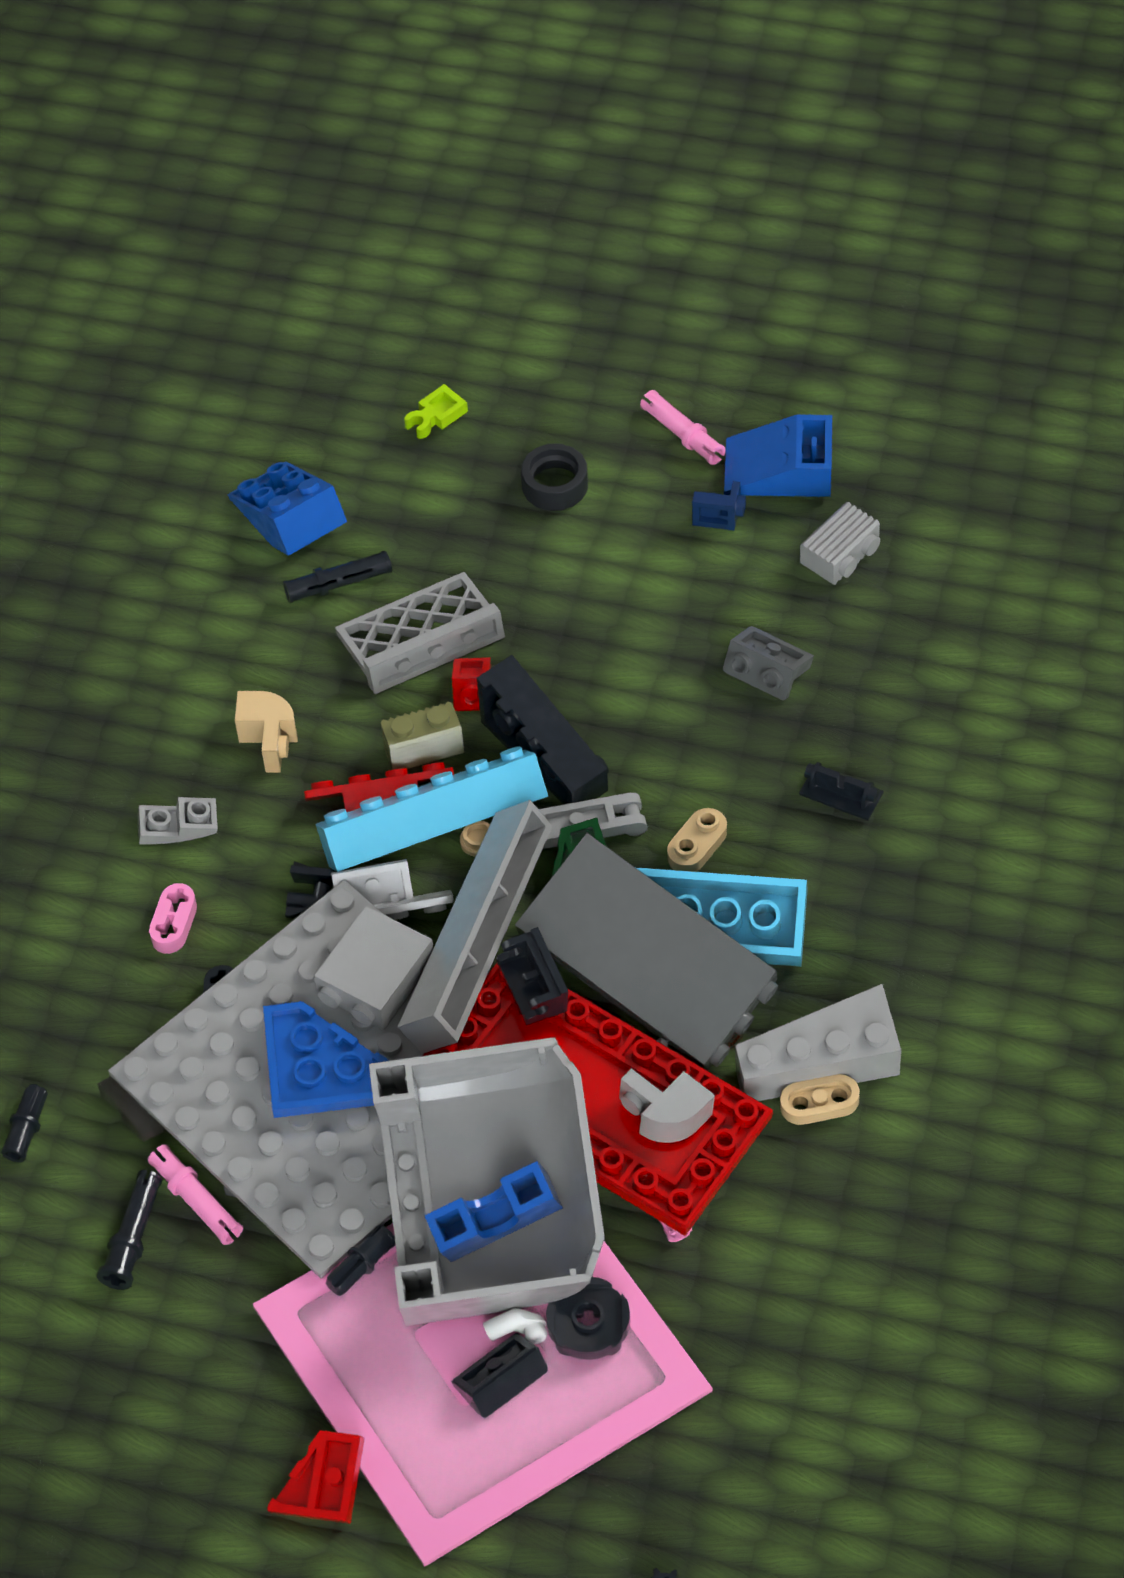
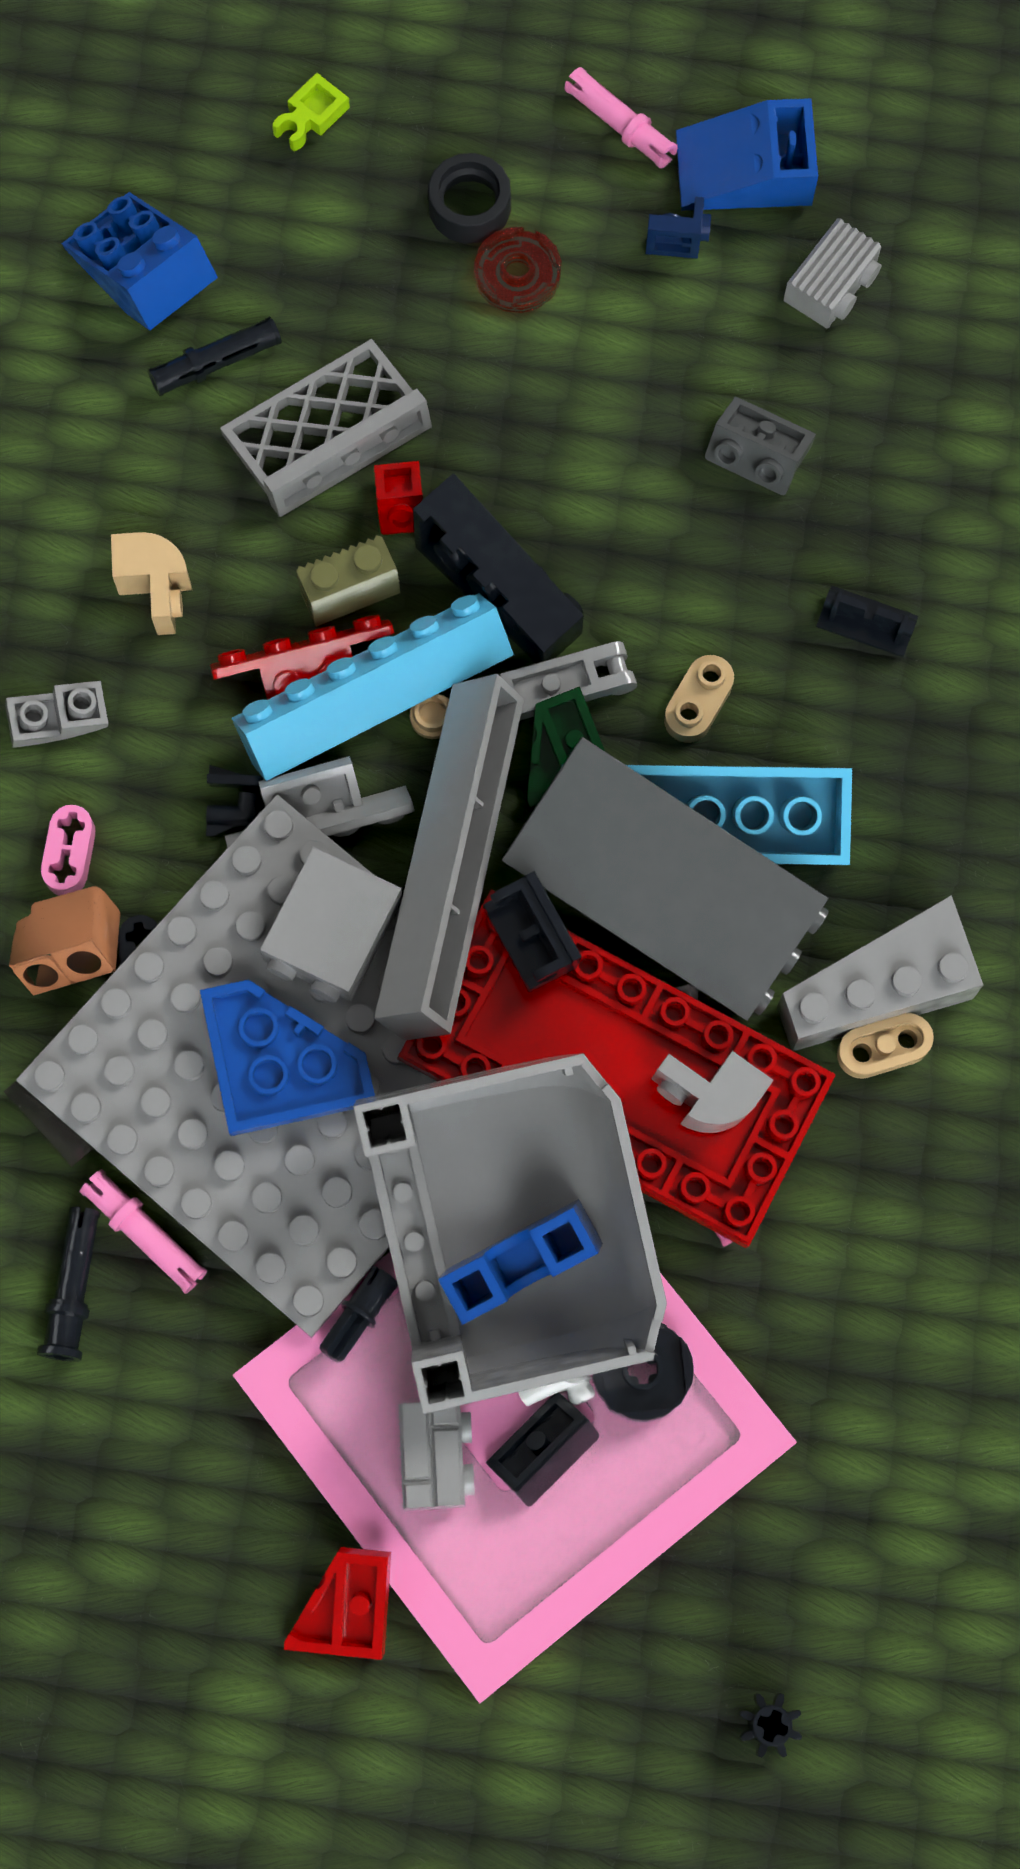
camera: 10 degrees left, 20 degrees up
(176, 956) = (76, 931): none -> nougat piece
(407, 1367) = (434, 1457): none -> light grey brick
(587, 545) = (517, 292): none -> clear red tile

